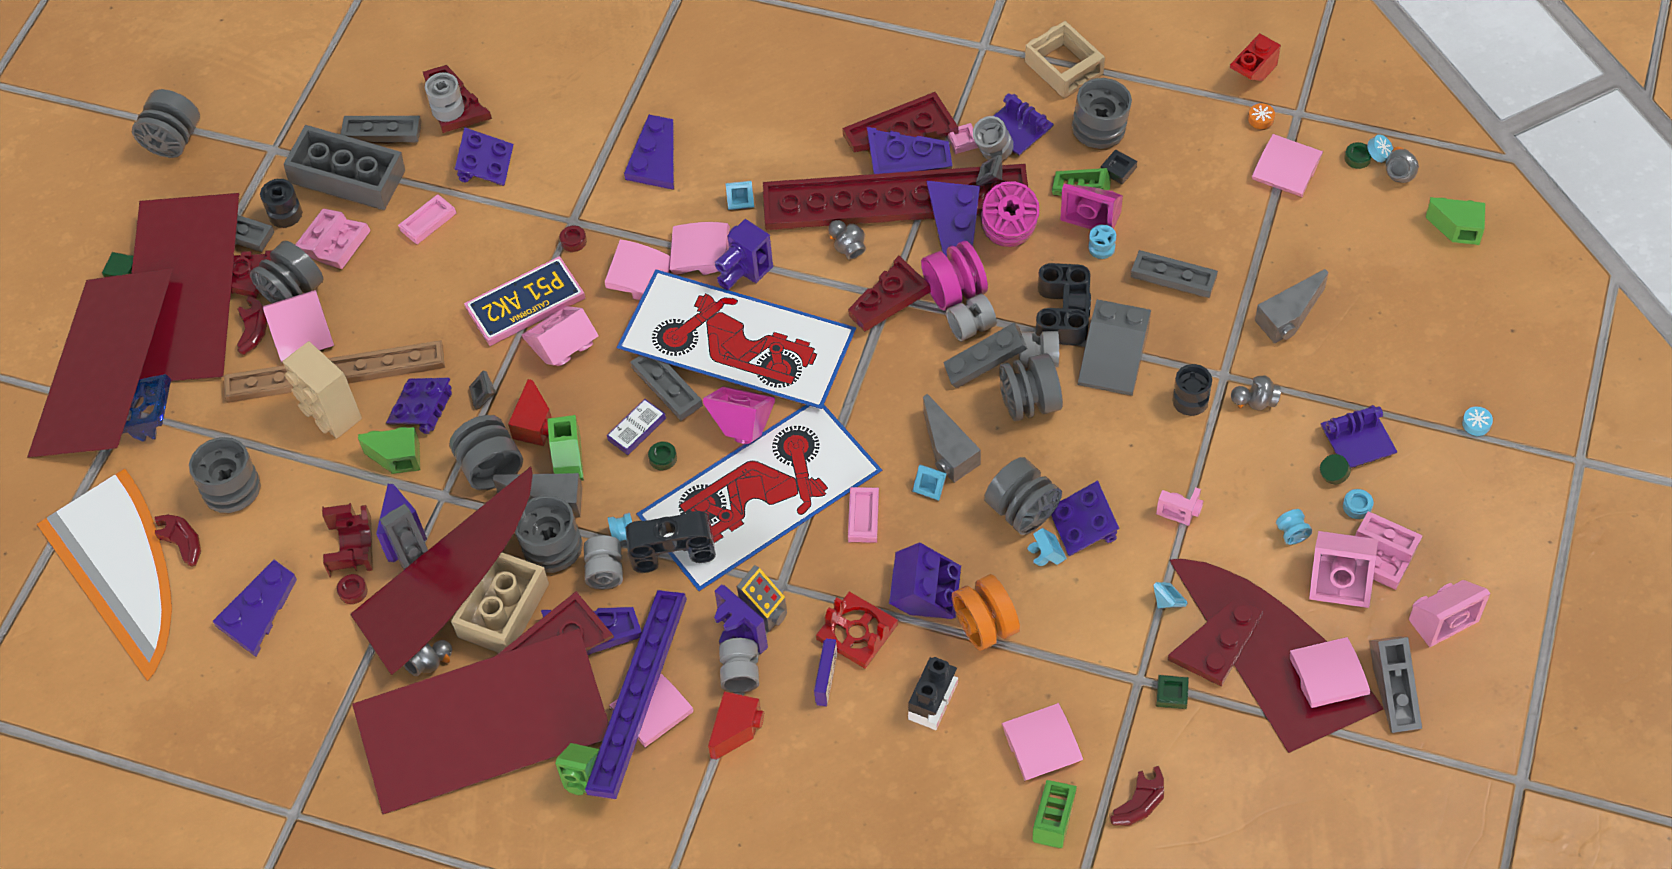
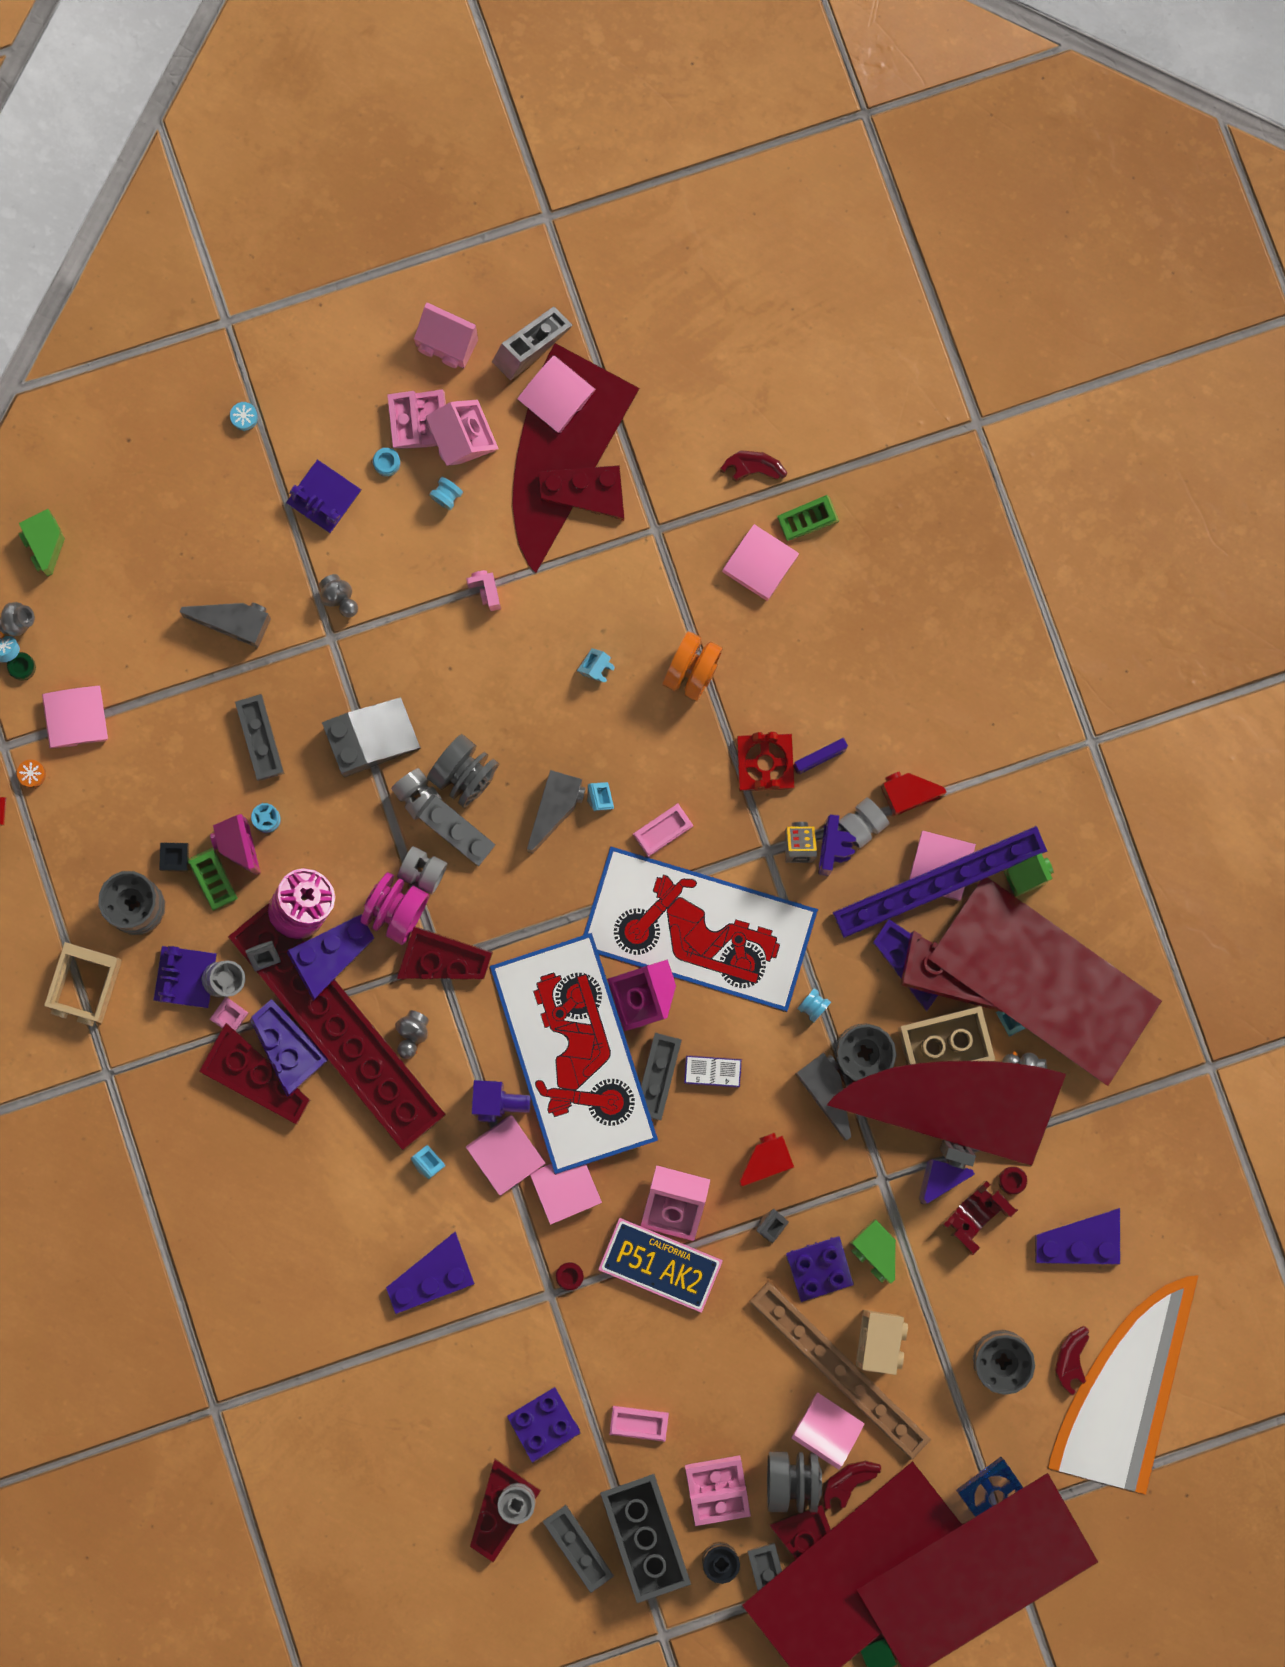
camera: 135 degrees left, 25 degrees up
(485, 450) = (832, 1163): dark grey wheel -> none
(565, 445) = (780, 1104): bright green slope -> none
(603, 562) = (854, 994): light grey wheel -> none
(662, 455) = (723, 1029): dark green tile -> none
(690, 533) = (788, 934): black beam -> none
(924, 582) = (693, 736): dark purple slope -> none
(932, 693) = (779, 663): black hips -> none
(1023, 495) = (570, 702): dark grey wheel -> none
(1060, 282) = (347, 795): black beam -> none
(1085, 519) = (549, 655): dark purple hinge -> none
(1168, 596) = (572, 548): medium azure slope -> none
(1172, 691) = (650, 498): dark green tile -> none
(1192, 389) = (372, 646): black wheel -> none
(1335, 469) = (368, 495): dark green tile -> none

